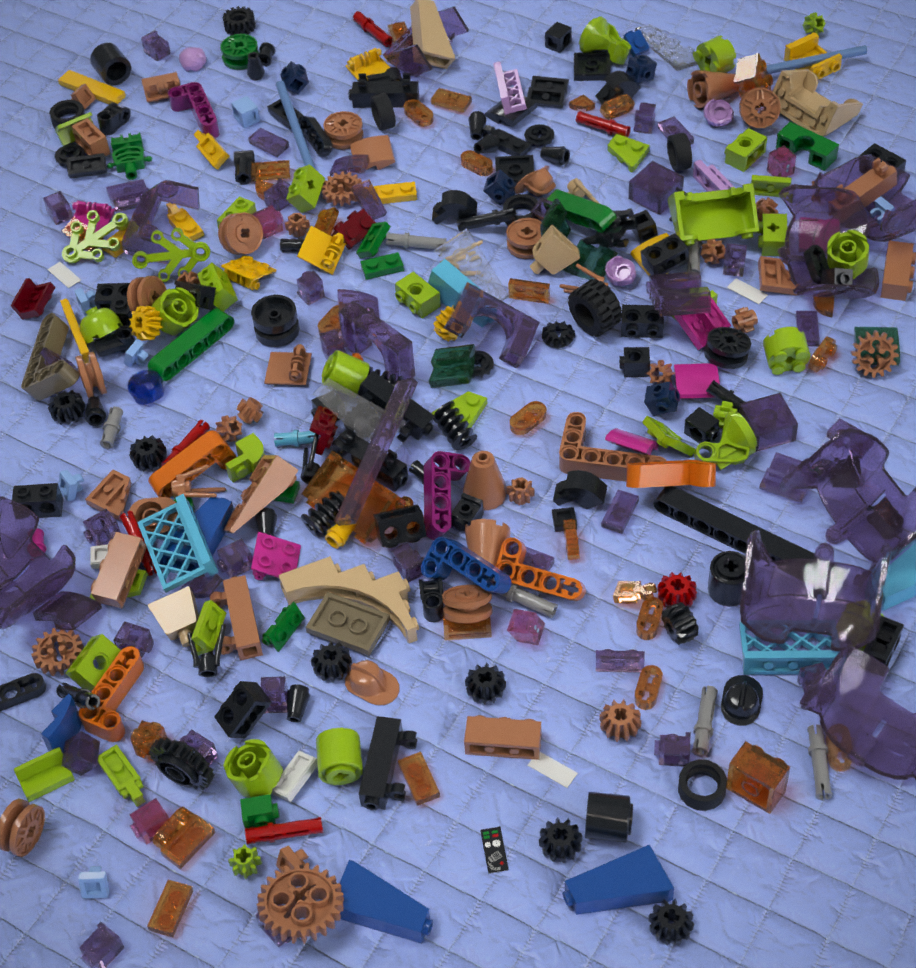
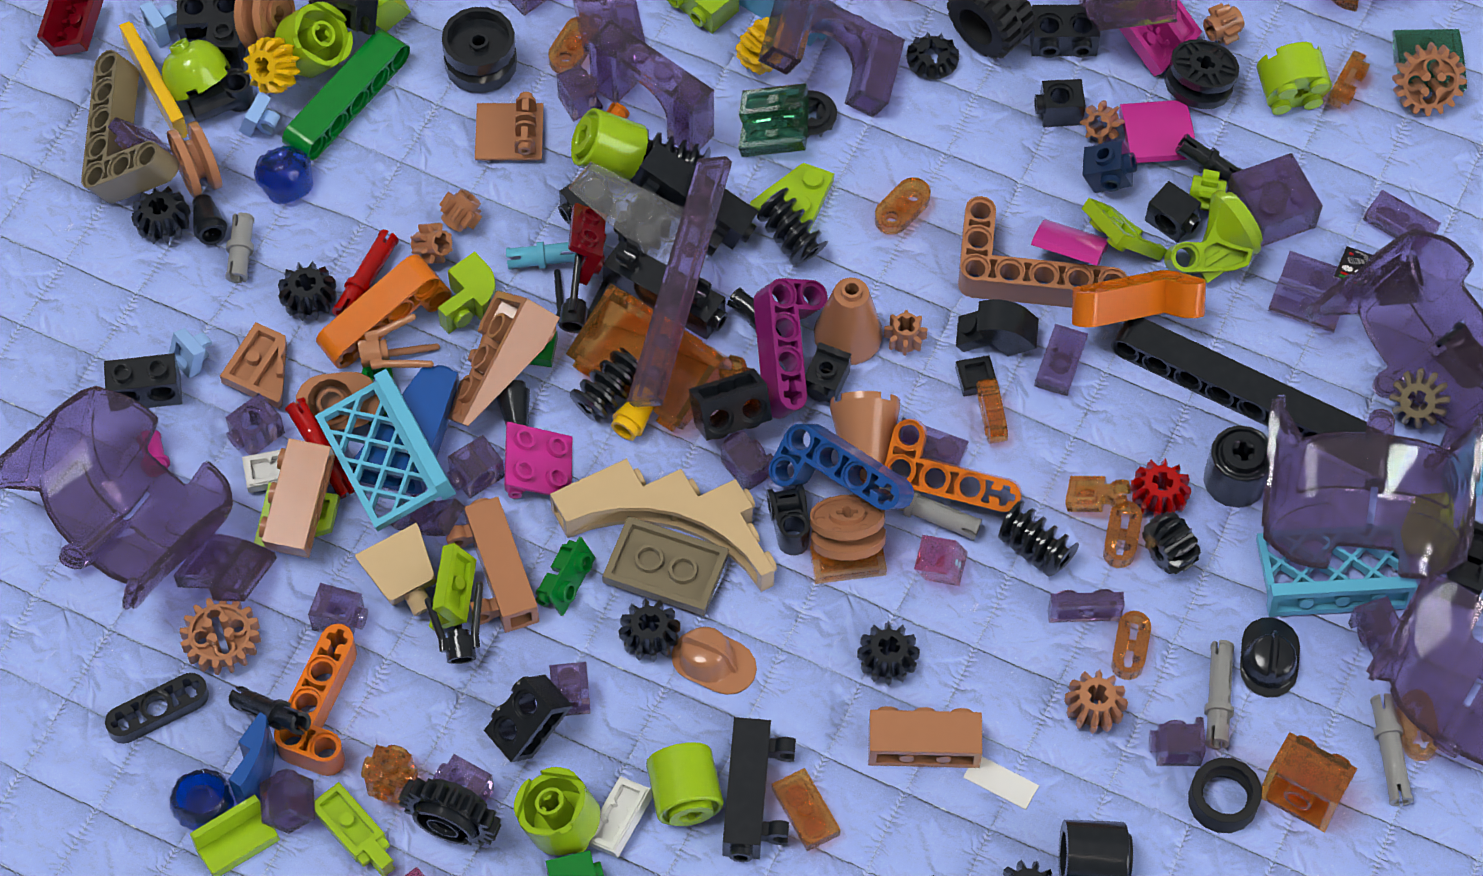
camera: 10 degrees left, 10 degrees up
(25, 747) = (200, 797): none -> clear blue hair
(83, 669) = (267, 663): lime brick -> none
(296, 702) = (605, 698): black cone -> none
(591, 618) = (1035, 541): none -> black piece
(808, 323) = (1321, 29): clear purple plate -> none
(862, 539) = (1432, 397): none -> dark tan gear

